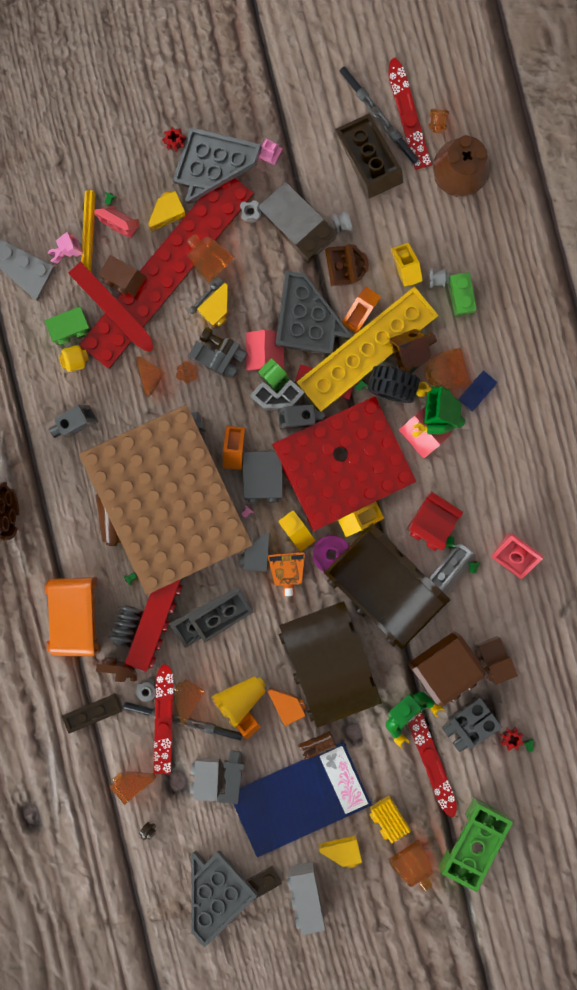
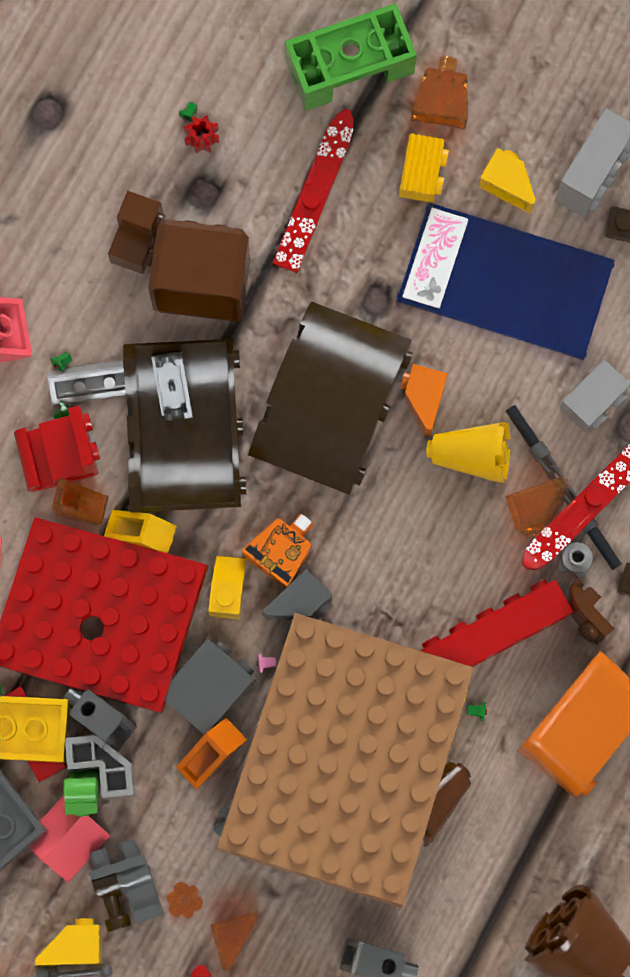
camera: 140 degrees left, 10 degrees down
(125, 625) = (532, 658): dark grey piece -> none
(211, 618) = (420, 576): dark grey slope -> none
(233, 778) = (559, 367): dark grey hips -> none
(248, 726) = (490, 411): orange plate -> none
(318, 745) = (430, 321): reddish brown hinge -> none
(321, 548) = (215, 540): magenta plate -> none
(401, 507) = (79, 503): none -> clear orange slope
(406, 712) = (292, 265): green torso -> none
(409, 601) = (171, 385): none -> hinge
(472, 723) = (229, 189): dark grey hips -> none

